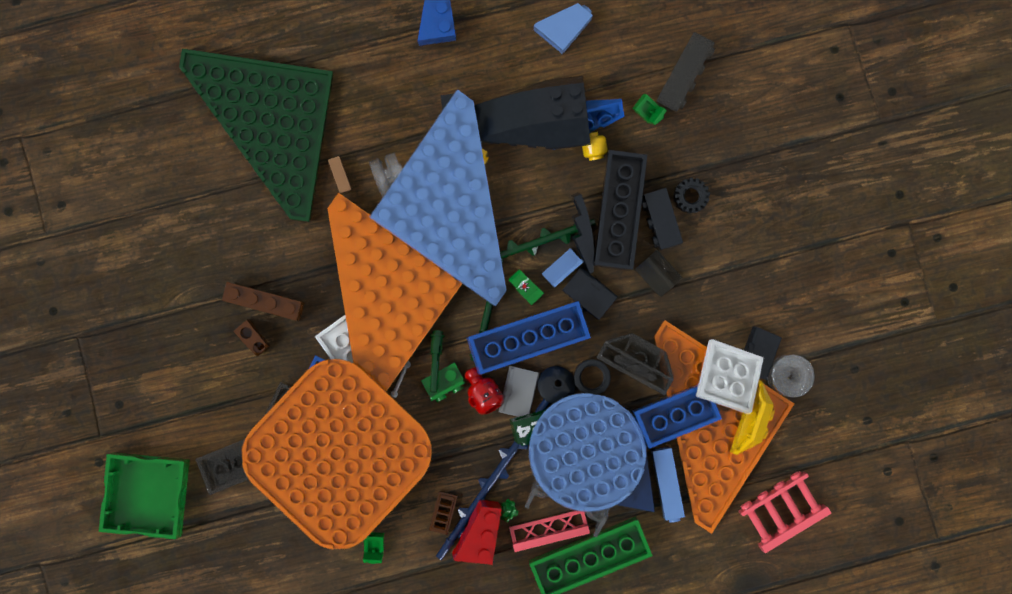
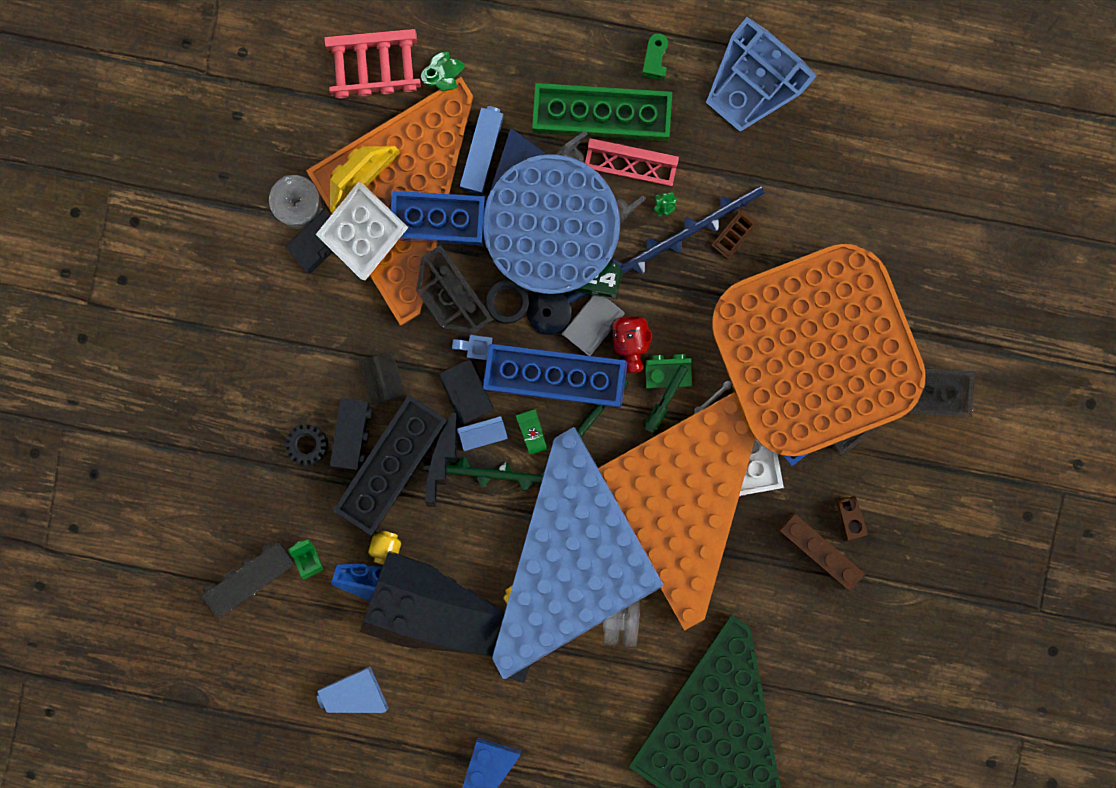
camera: 160 degrees left, 0 degrees up
(144, 495) = (1044, 405): green tile -> none
(340, 175) = (674, 649): medium nougat piece -> none
(373, 548) = (826, 232): green bracket -> none
(480, 535) = (706, 192): red wedge -> none
(599, 331) = (476, 346): none -> medium blue plate
(726, 532) = (444, 72): none -> green plate

